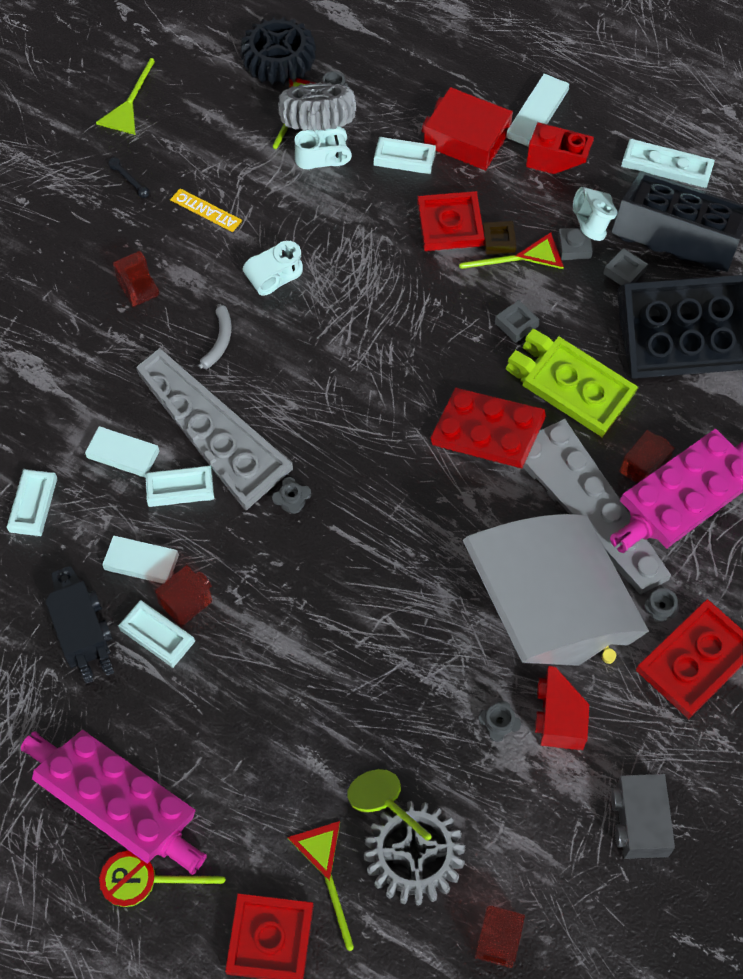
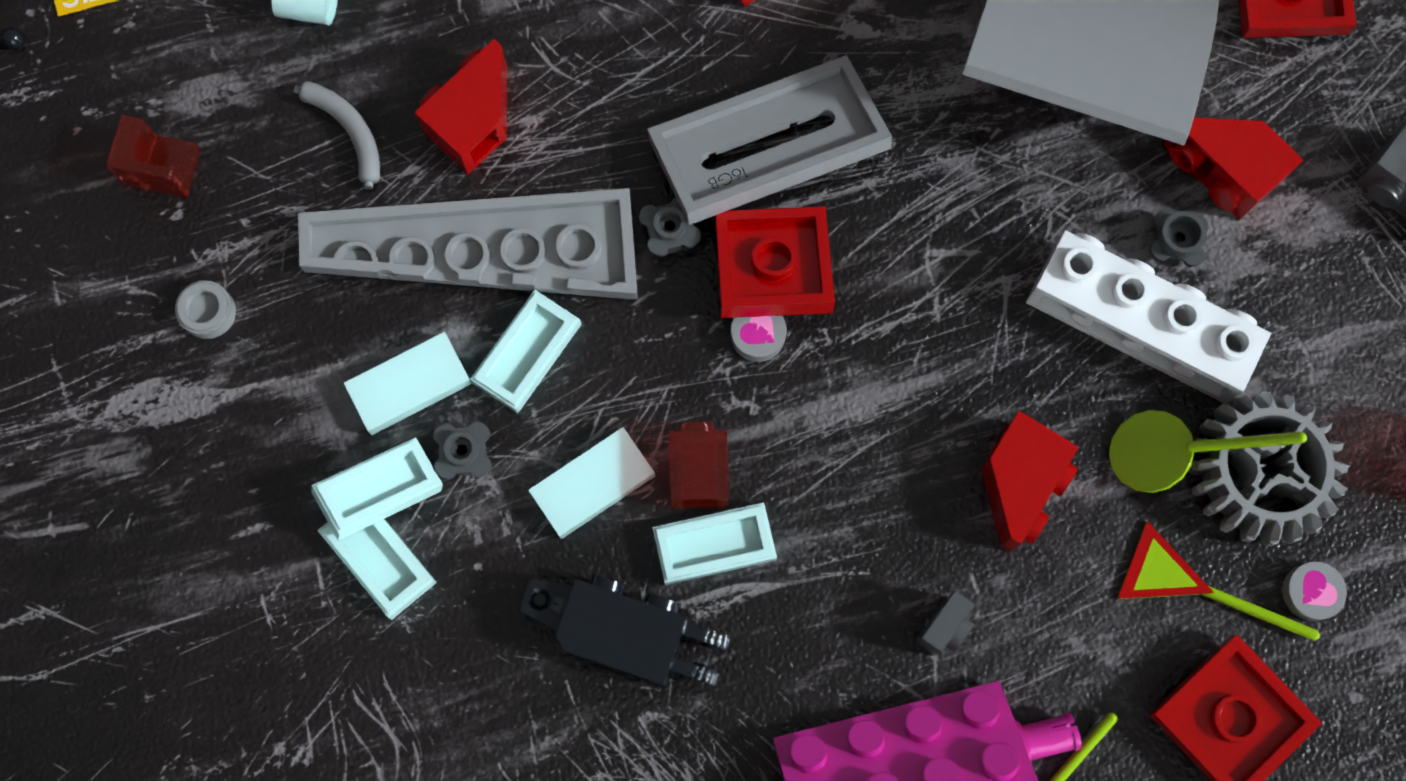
camera: 50 degrees left, 15 degrees up
(61, 475) = (376, 488): none -> light aqua tile
(87, 351) = (205, 309): none -> light grey tile
(111, 504) = (473, 462): none -> dark grey plate
(201, 761) = (948, 625): none -> dark grey plate
(271, 375) = (470, 109): none -> red slope
(275, 572) = (758, 337): none -> light grey tile
(305, 740) = (1022, 475): none -> red slope
(312, 549) = (774, 262): none -> red plate
(337, 470) = (820, 91): none -> light grey piece
(373, 930) = (1314, 591): none -> light grey tile
(441, 734) = (1149, 317): none -> white brick

